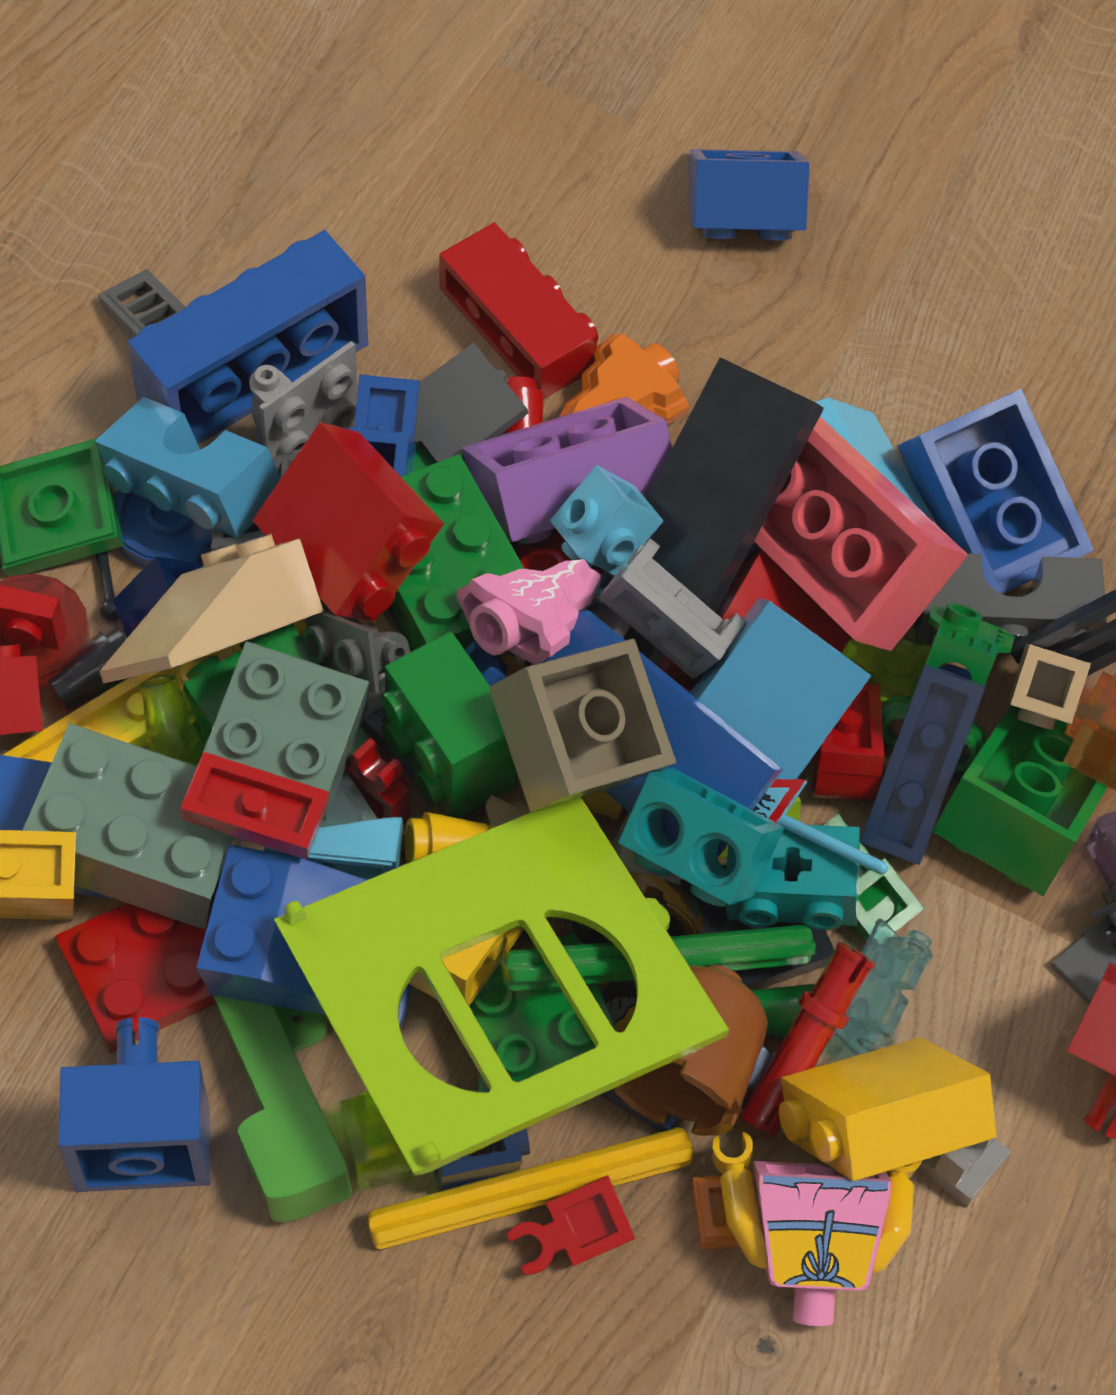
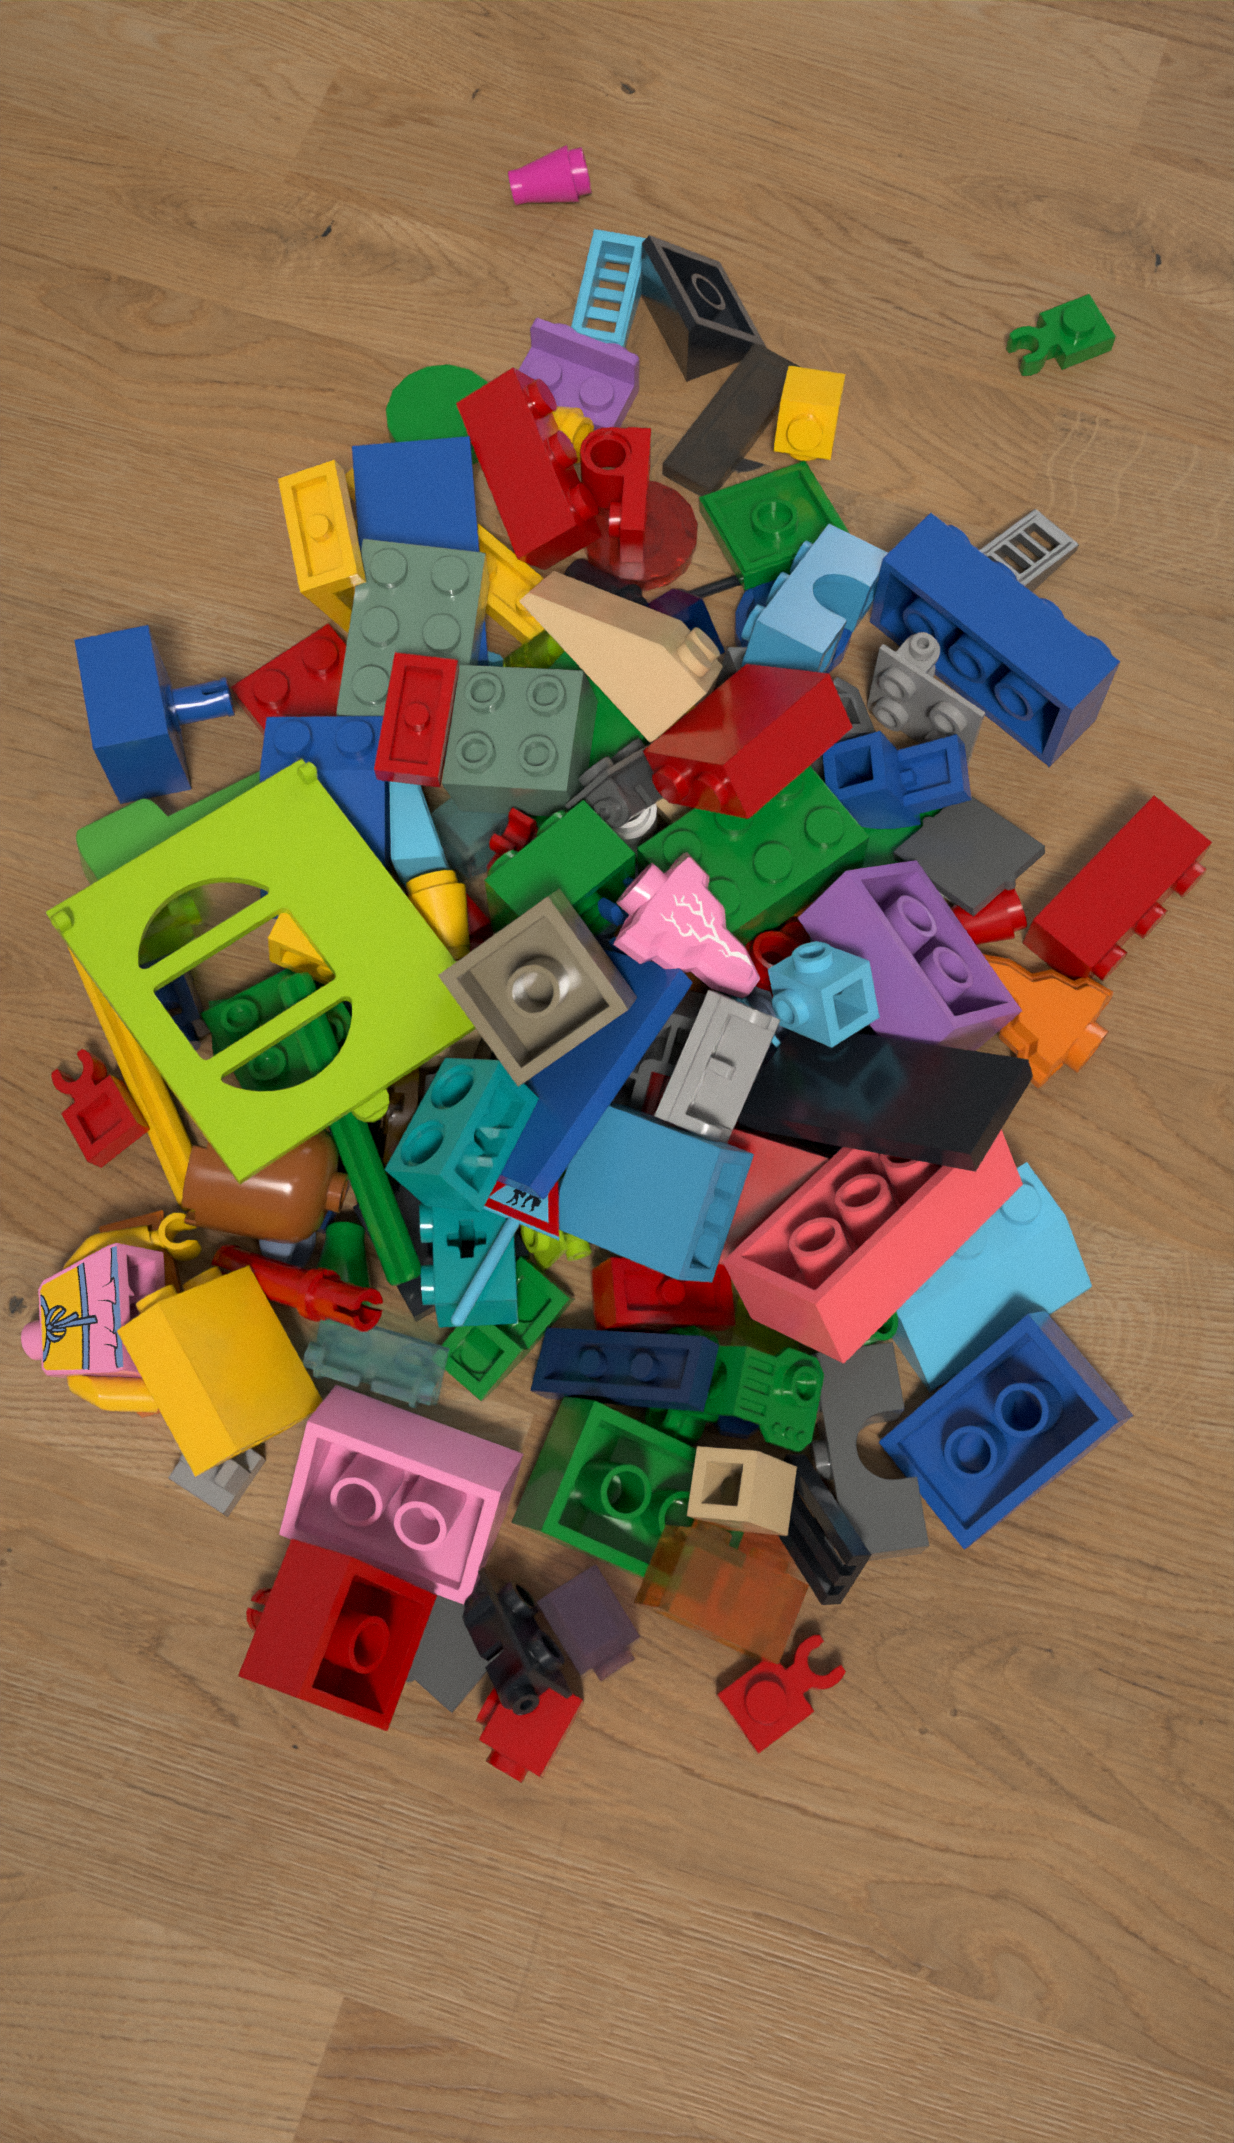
camera: 85 degrees right, 10 degrees up
(1011, 981) = (400, 1492): none -> bright pink slope

